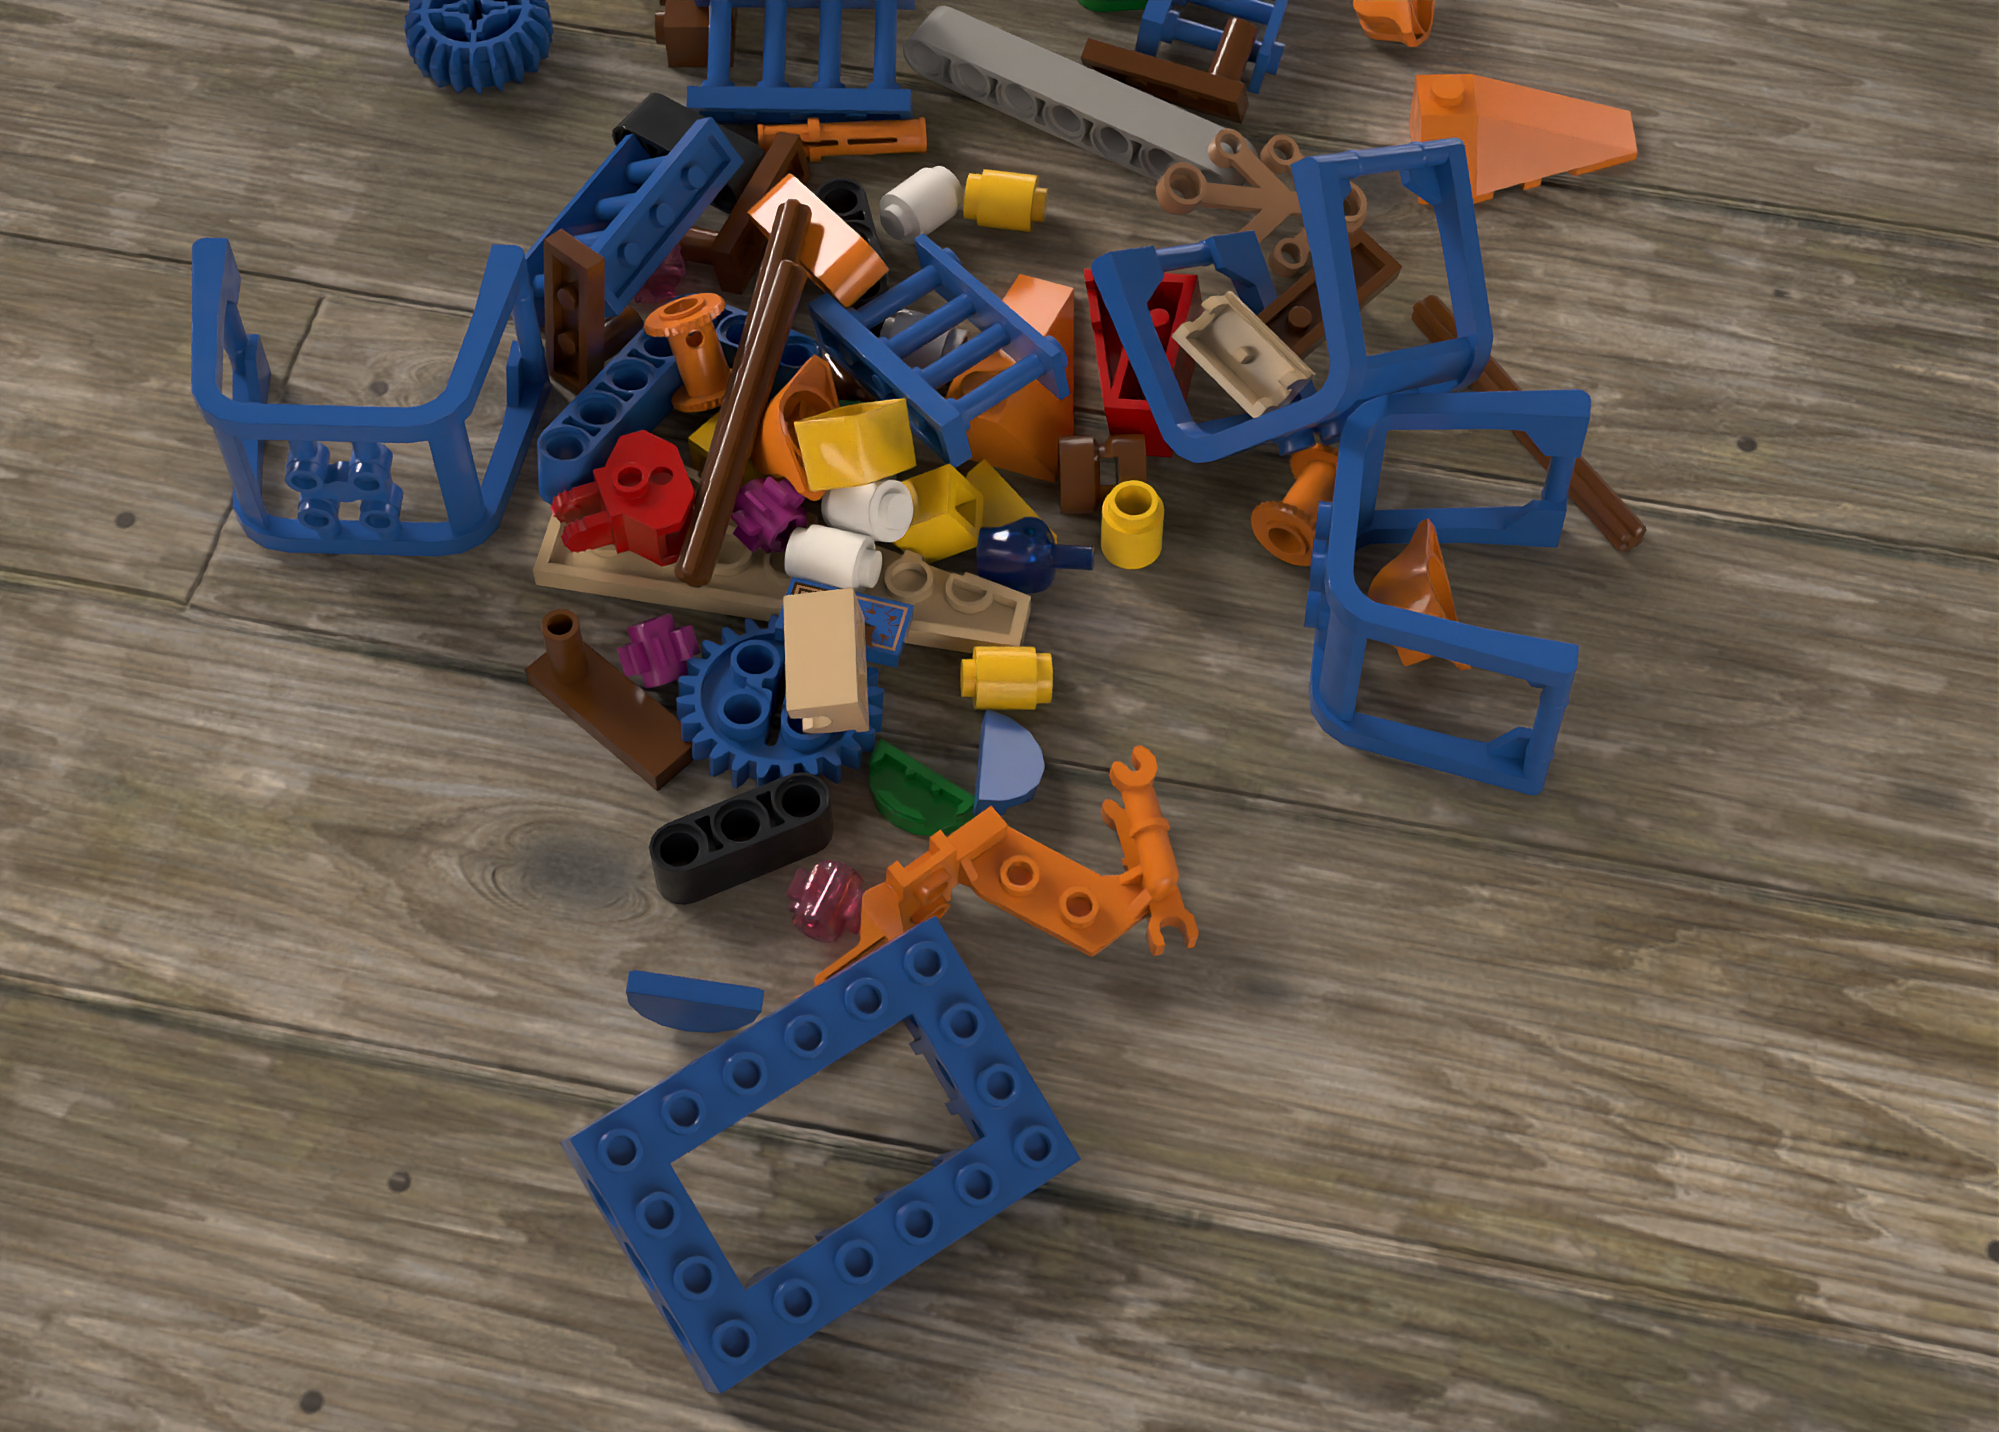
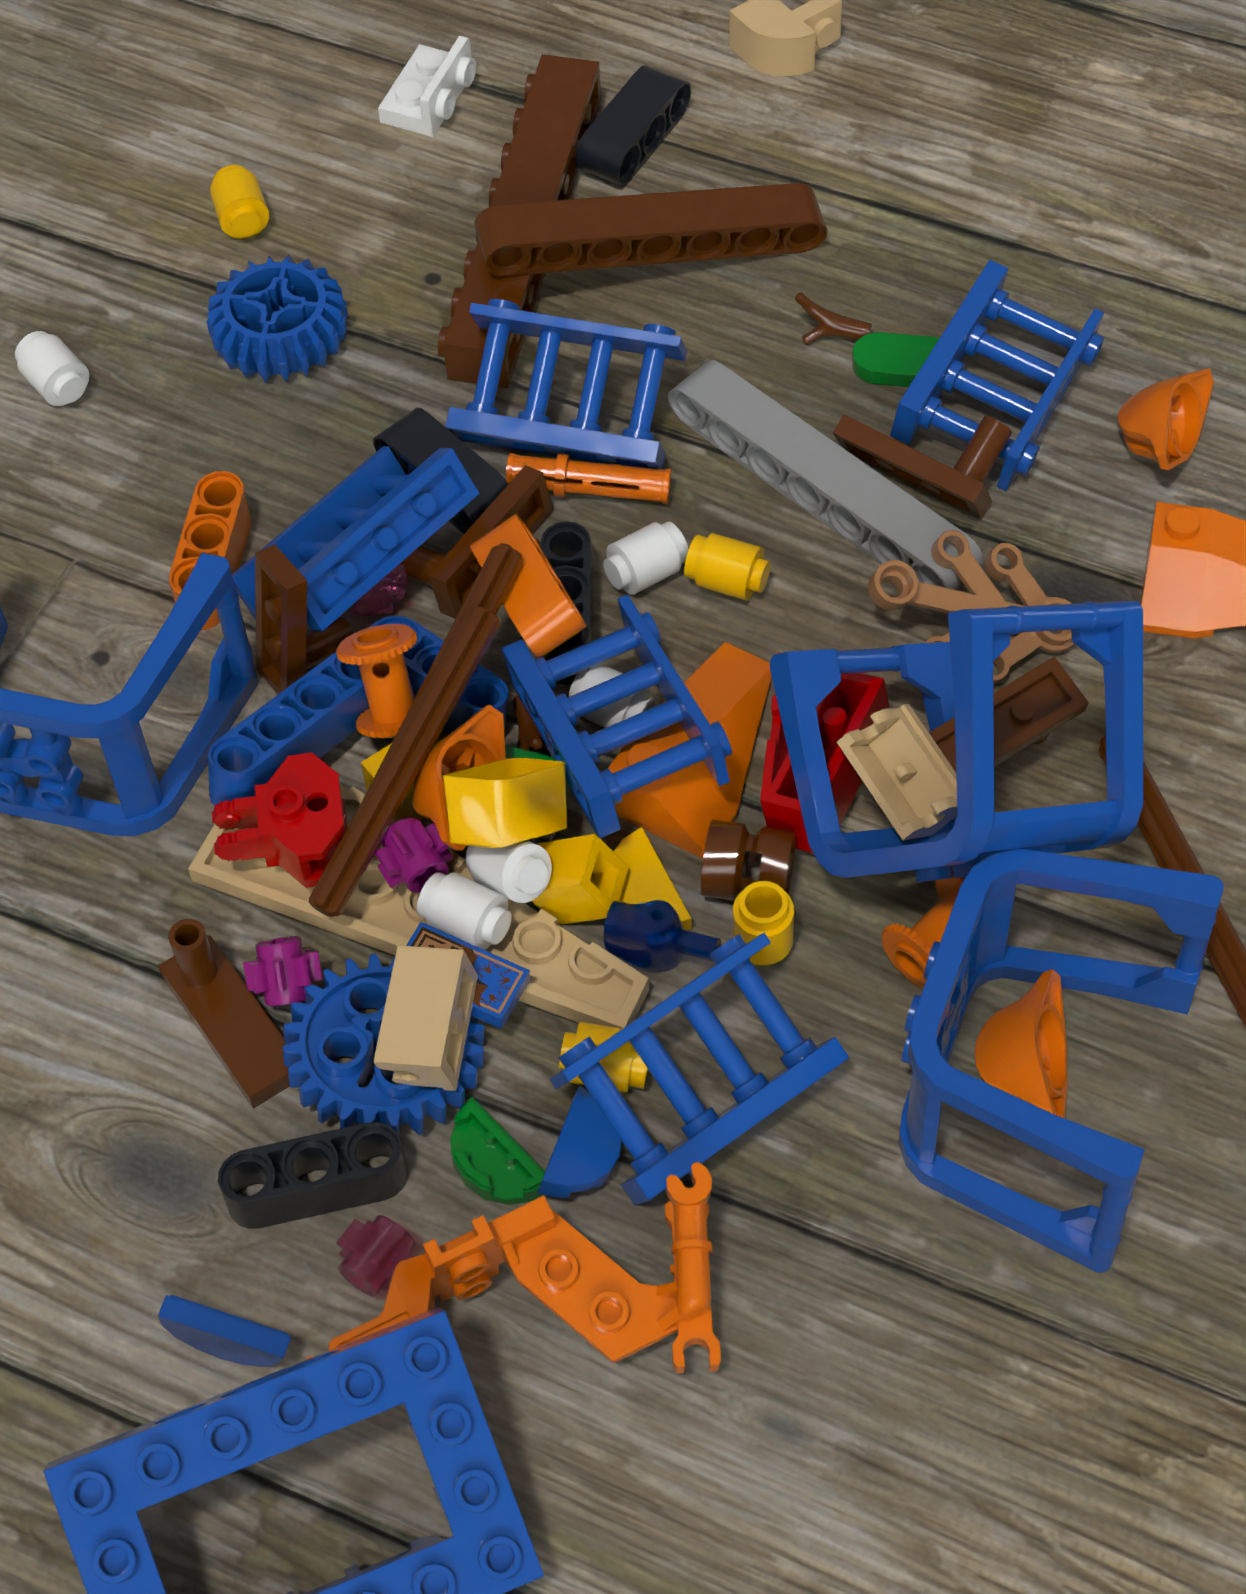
camera: 15 degrees right, 0 degrees up
(251, 110) = (51, 368): none -> white brick
(467, 234) = (214, 525): none -> orange beam
(1123, 726) = (703, 1127): none -> blue fence

